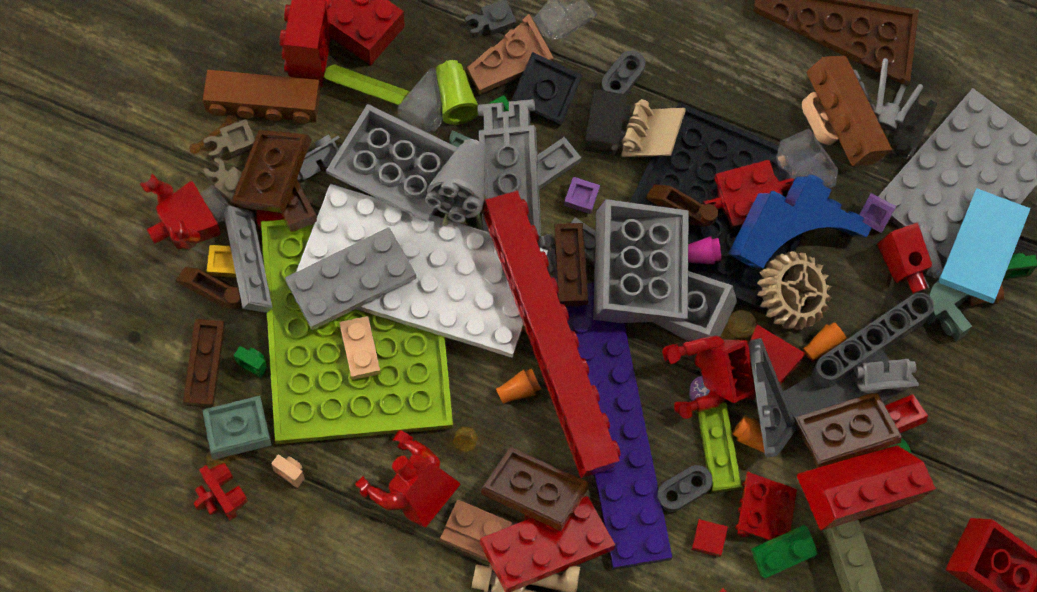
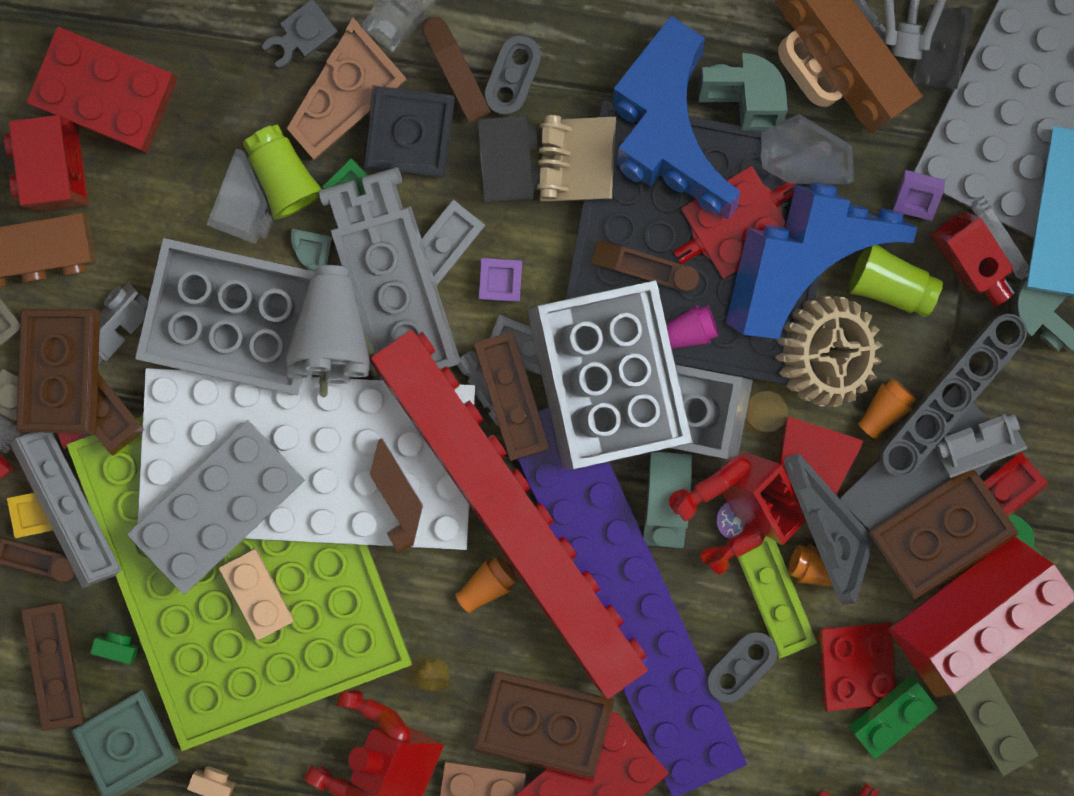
camera: 10 degrees left, 20 degrees up
(365, 84) = (151, 193): lime tile -> none
(477, 302) = (398, 495): none -> reddish brown piece
(586, 60) = (455, 68): none -> reddish brown piece
(655, 371) = (666, 475): none -> sand green brick
(709, 538) = (790, 723): red tile -> none
(713, 119) = (663, 139): none -> blue arch
(780, 116) = (753, 84): none -> sand green brick
(848, 261) = (894, 281): none -> lime plant

